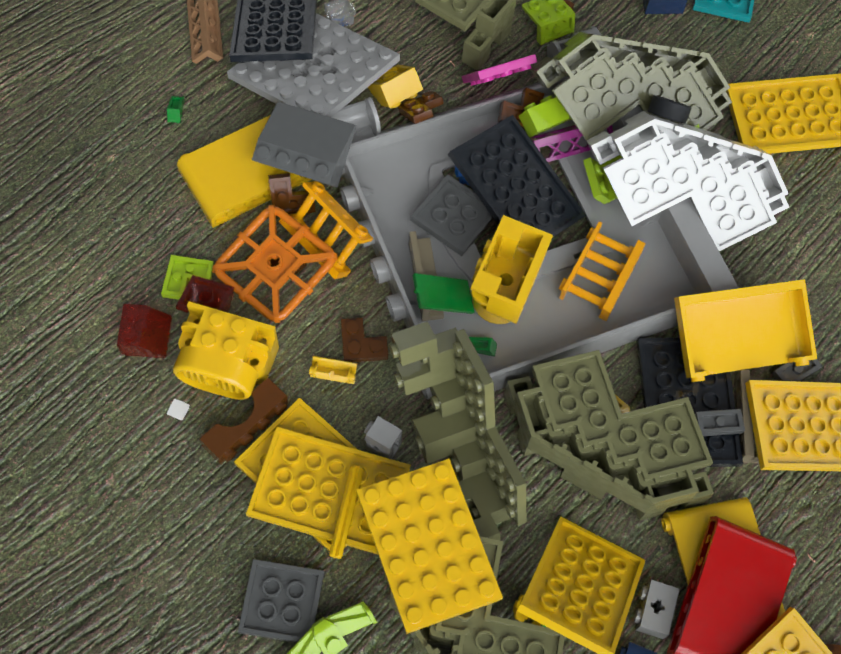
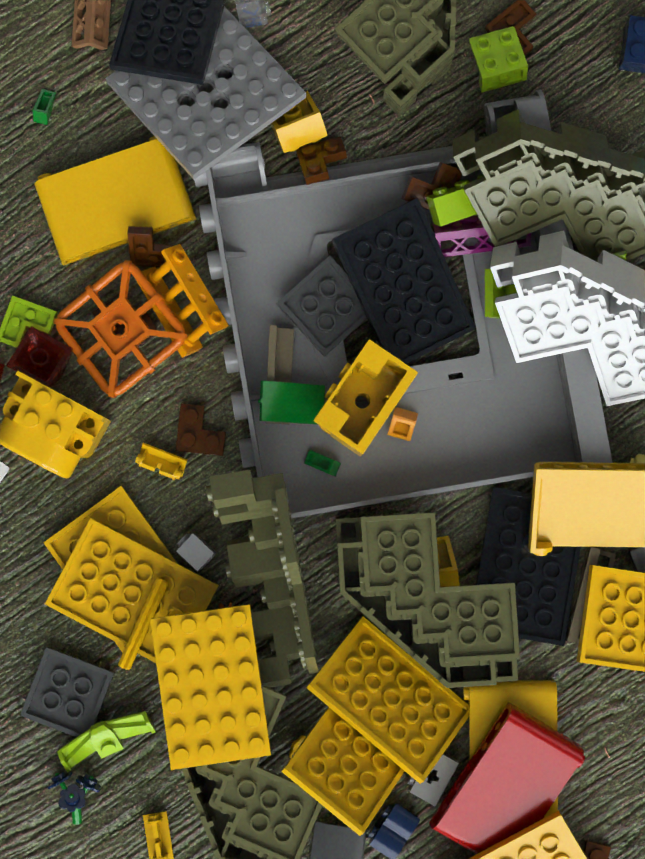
camera: 20 degrees right, 20 degrees up
(224, 441) = (86, 483): reddish brown arch -> none
(305, 144) = (173, 200): dark grey slope -> none
(499, 70) = (418, 130): dark pink plate -> none
(544, 300) = (402, 424): none -> light orange slope
(599, 539) = (390, 699): none -> yellow plate
(614, 287) = (495, 407): light orange fence -> none
(669, 109) = (591, 237): black tyre -> none
(720, 422) = (550, 600): dark grey plate -> none

